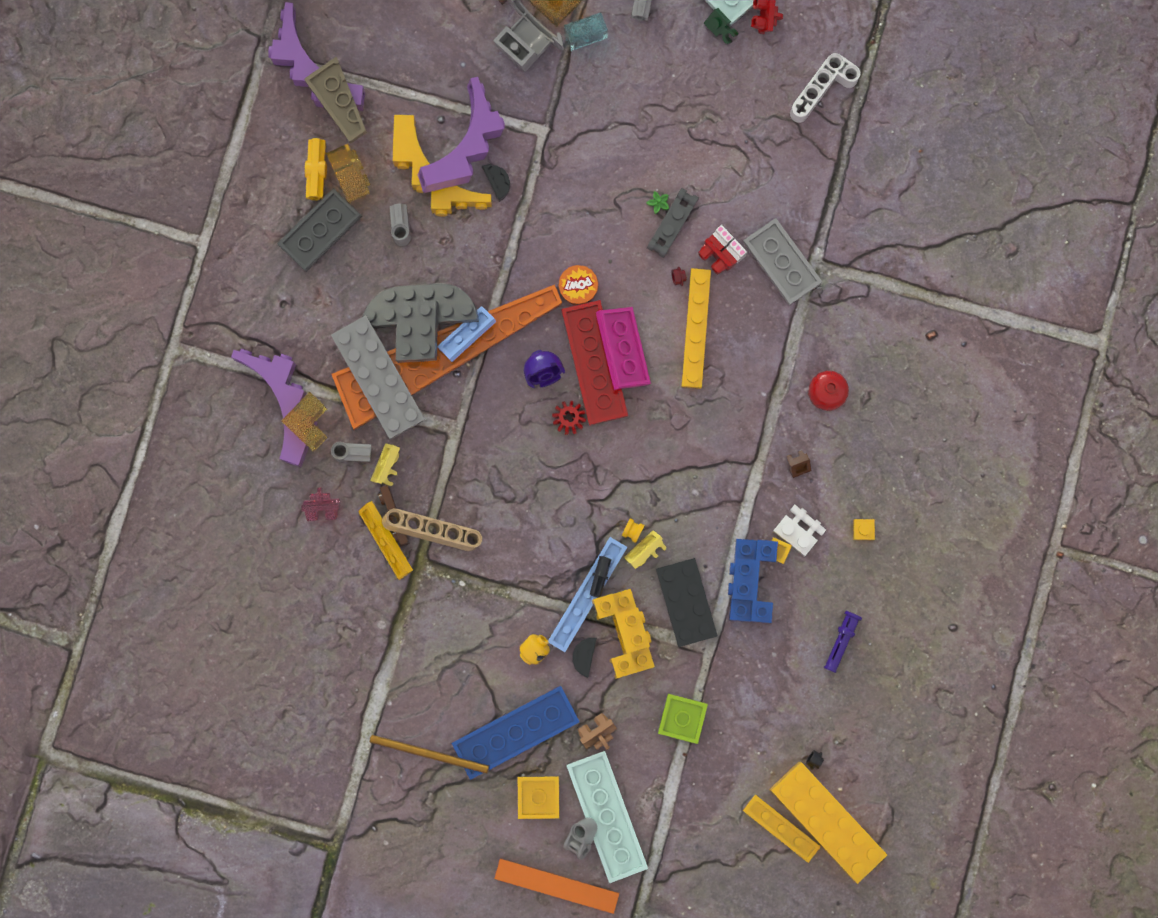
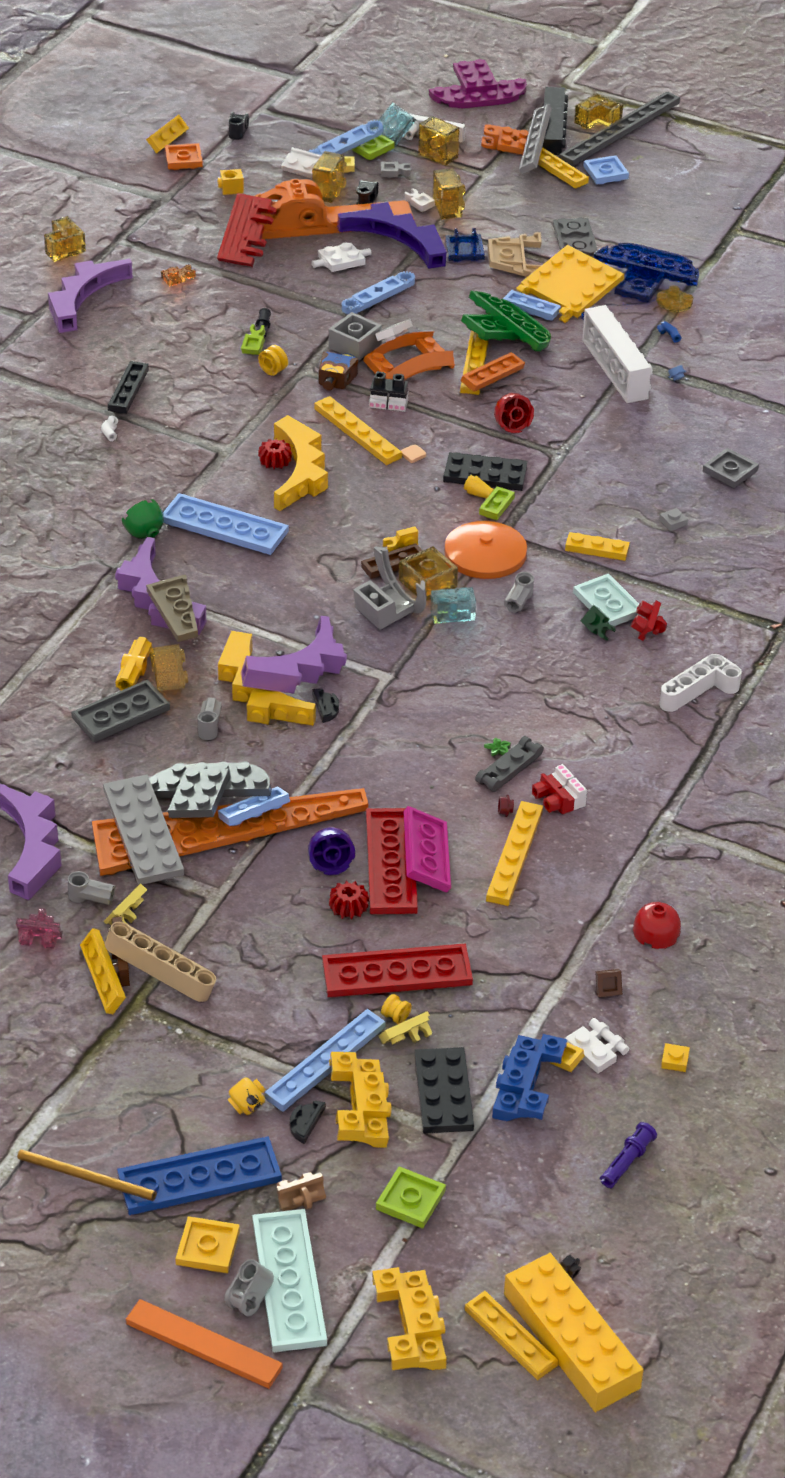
camera: 10 degrees right, 40 degrees down
(301, 421) = (49, 840): clear yellow brick -> none
(578, 285) = (390, 794): tile -> none
(600, 576) = (346, 1035): black axle -> none
(624, 486) = (397, 970): none -> red plate
(712, 833) = (418, 1311): none -> yellow bracket
(782, 261) = (626, 811): light grey plate -> none

